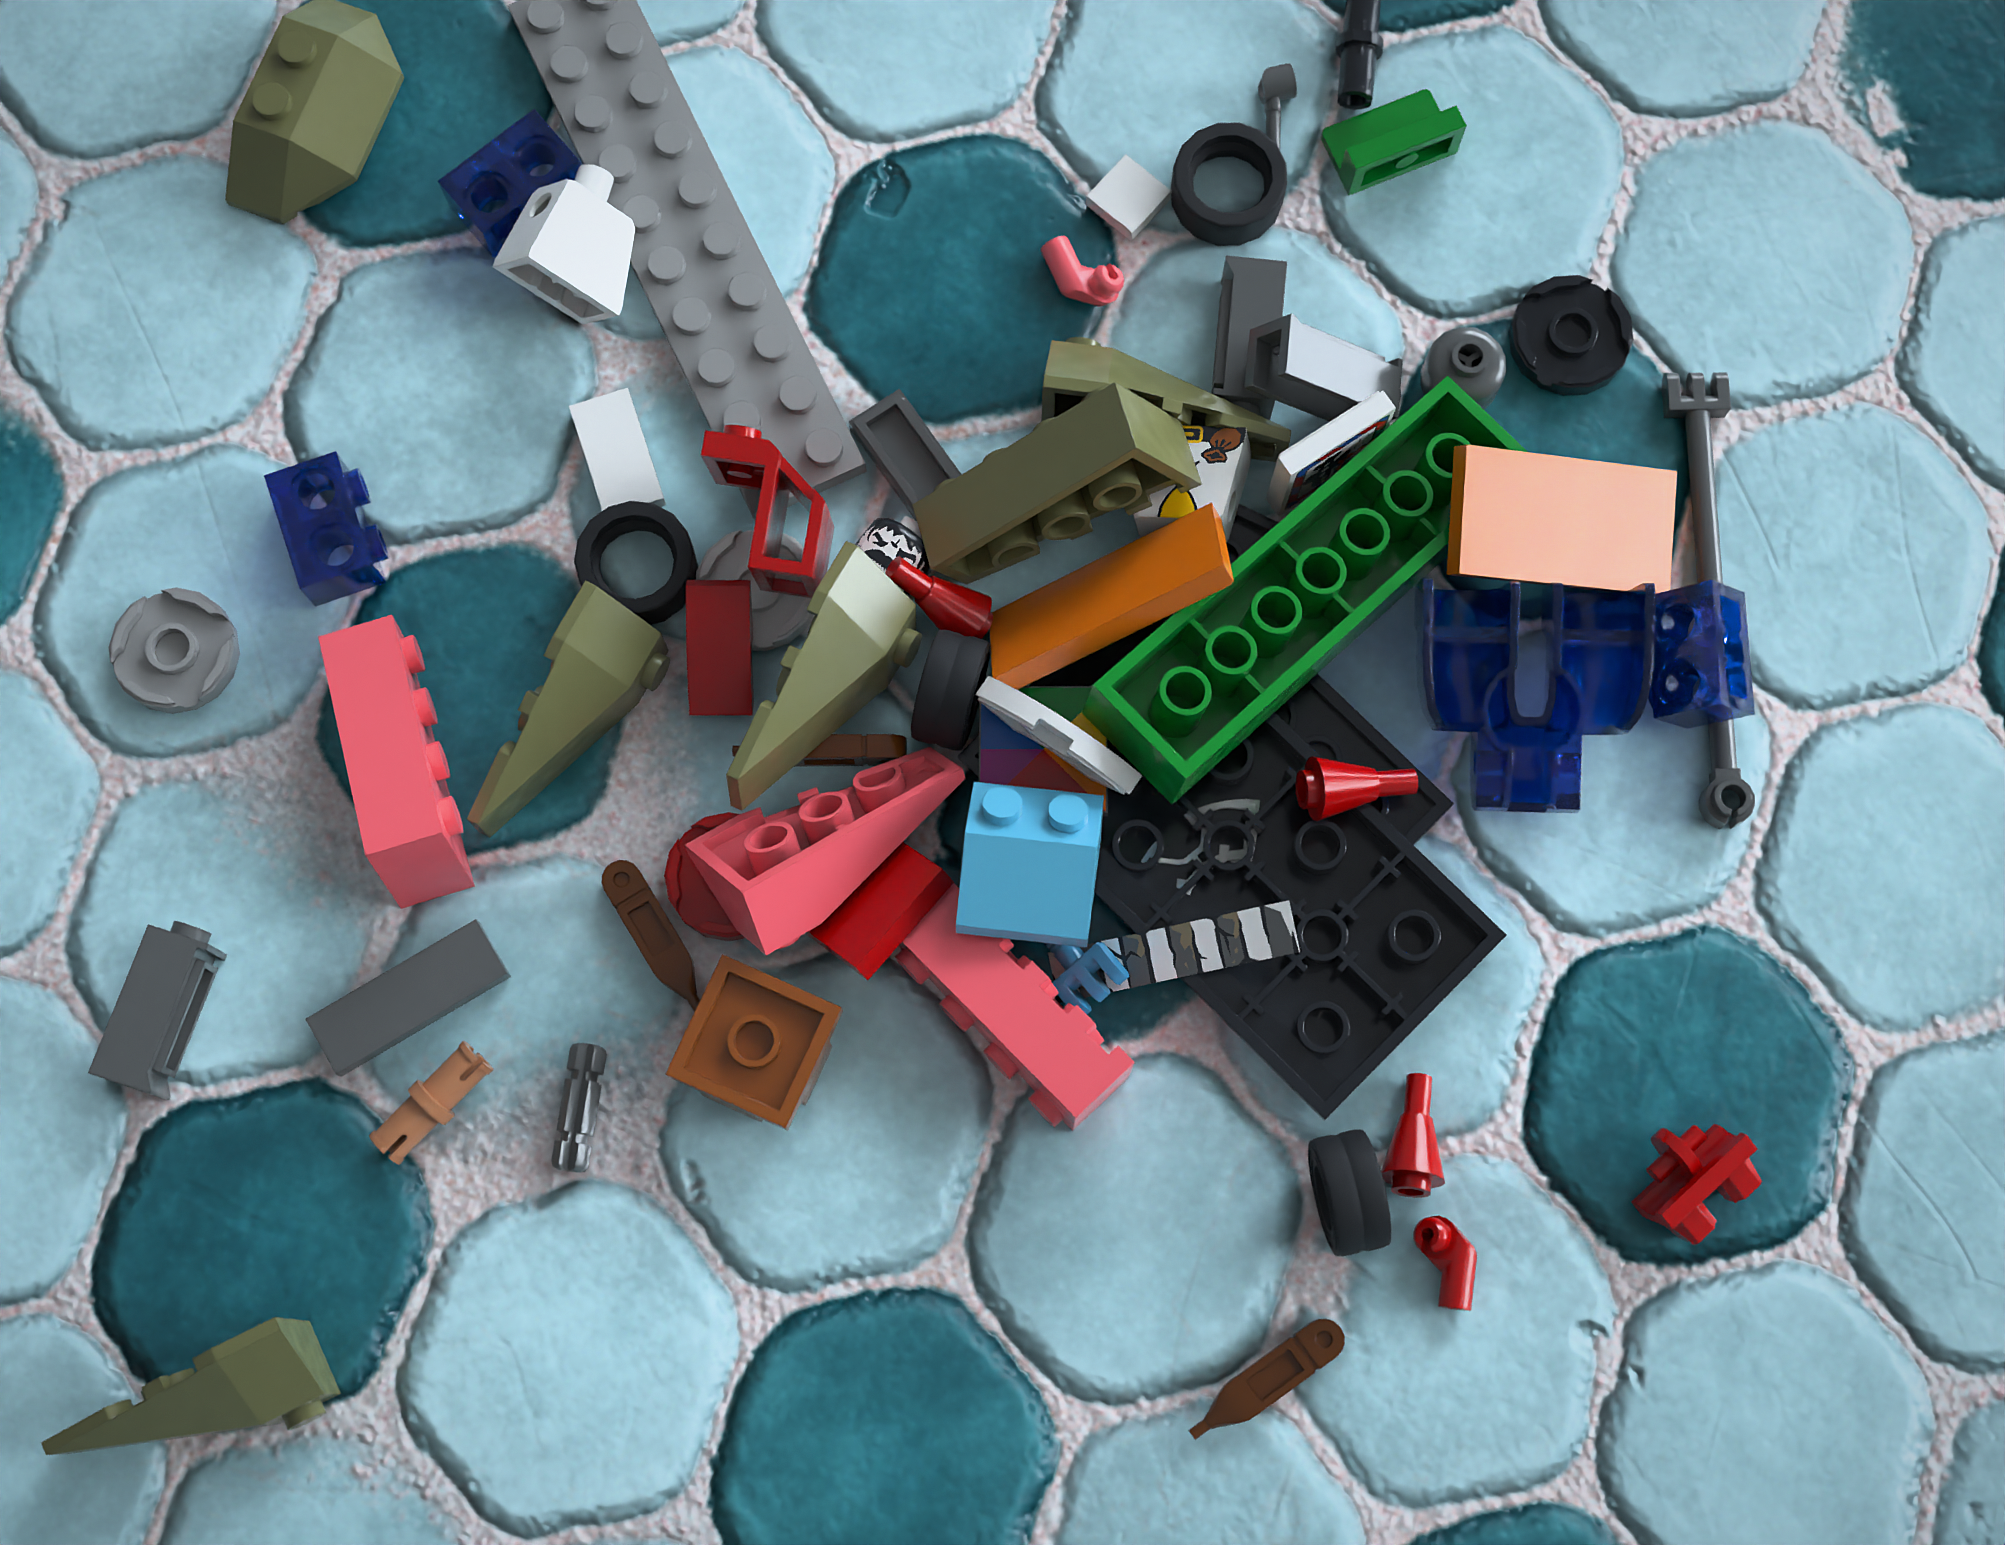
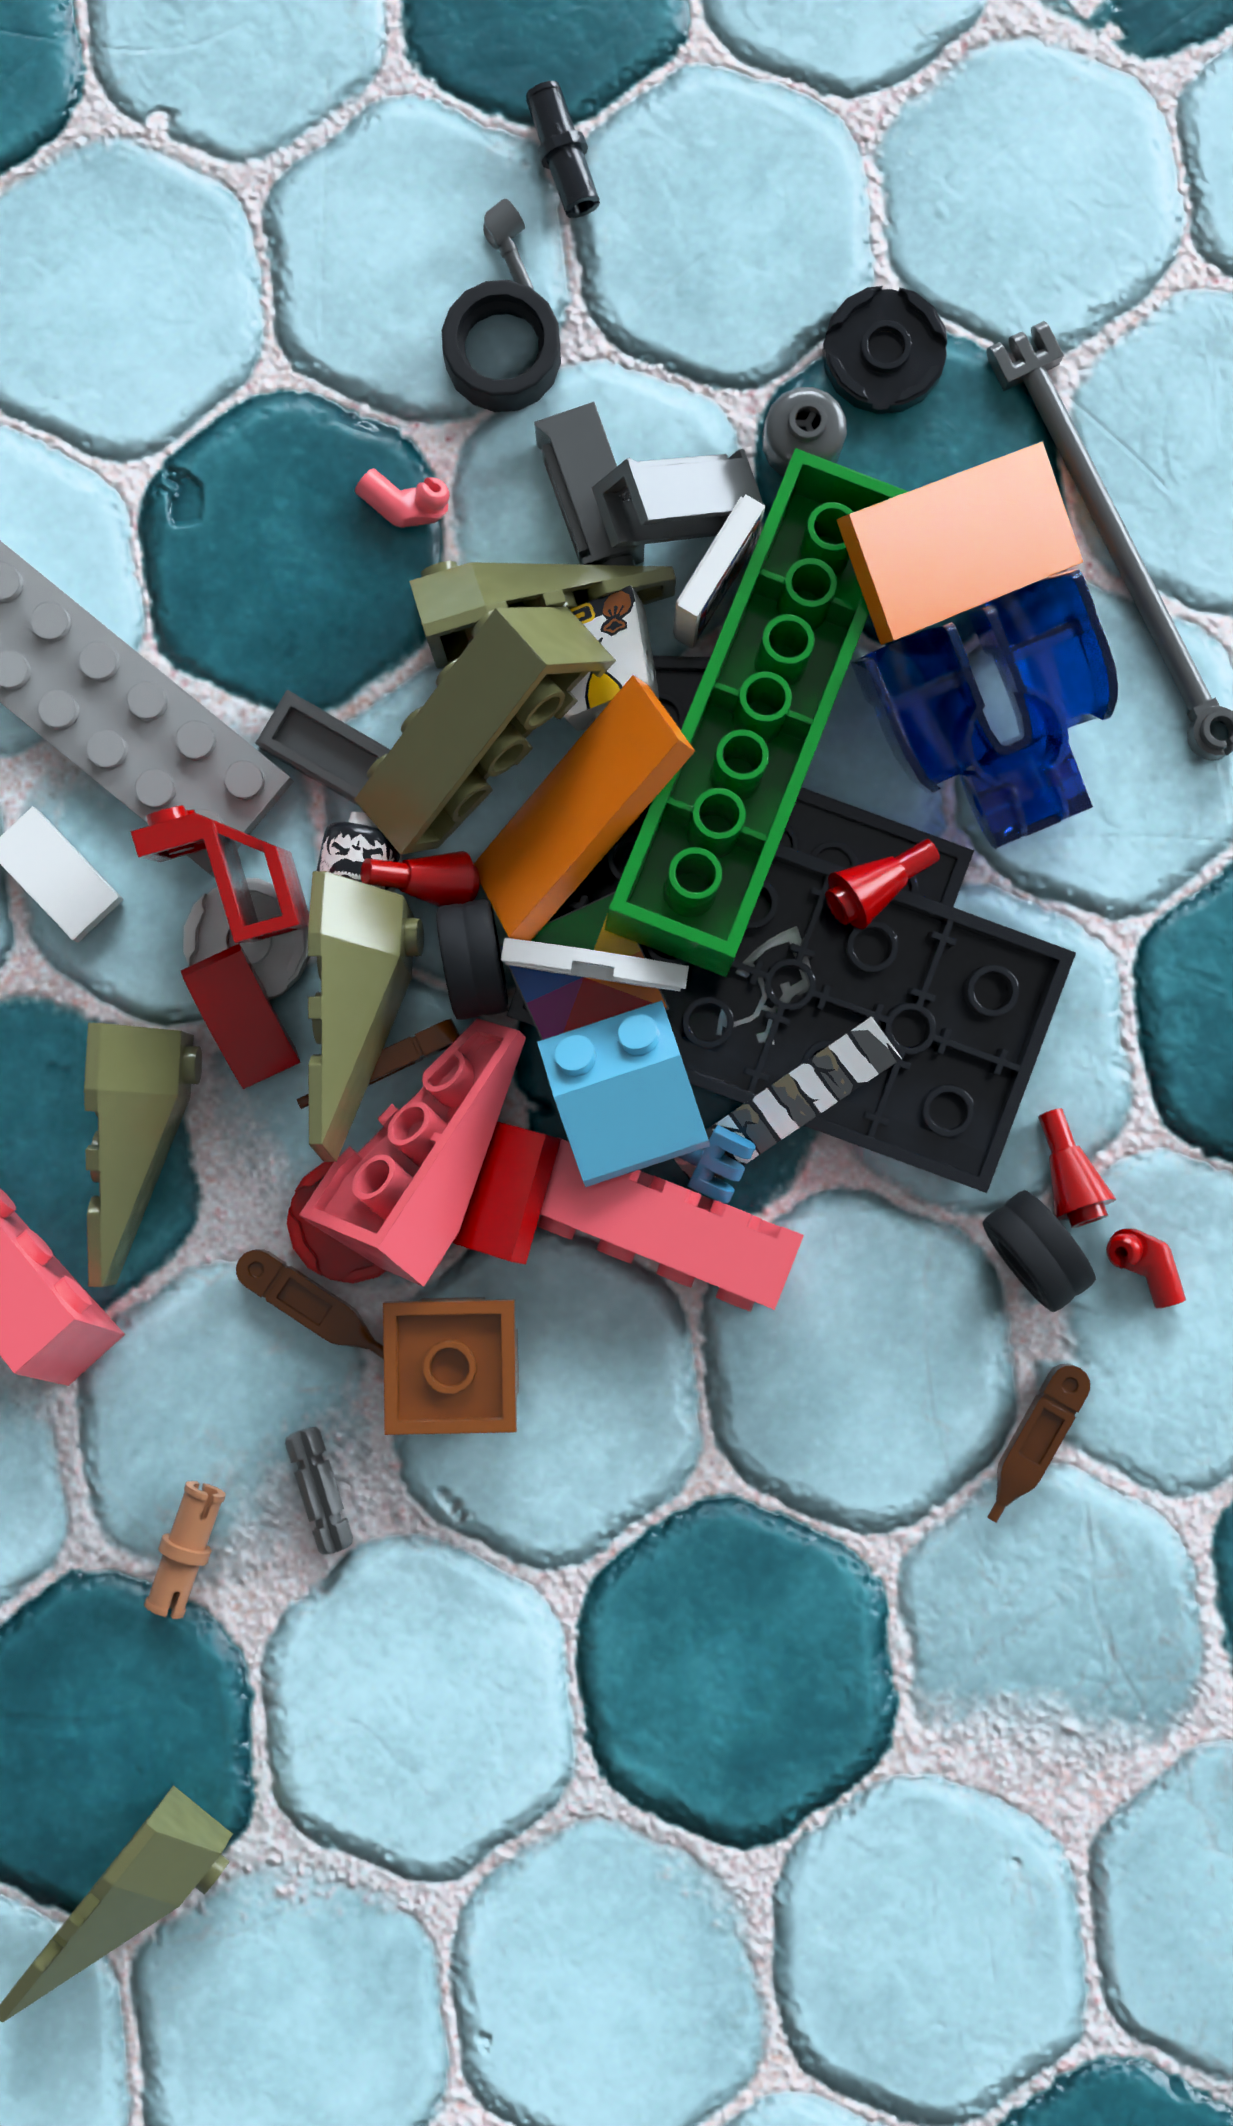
camera: 25 degrees left, 10 degrees up
(407, 998) = (116, 1465): dark grey tile -> none
(632, 517) = (93, 933): black tyre -> none
(1128, 197) = (413, 402): white tile -> none
(1392, 140) = (634, 230): green panel -> none
(1712, 651) = (1149, 601): clear blue brick -> none

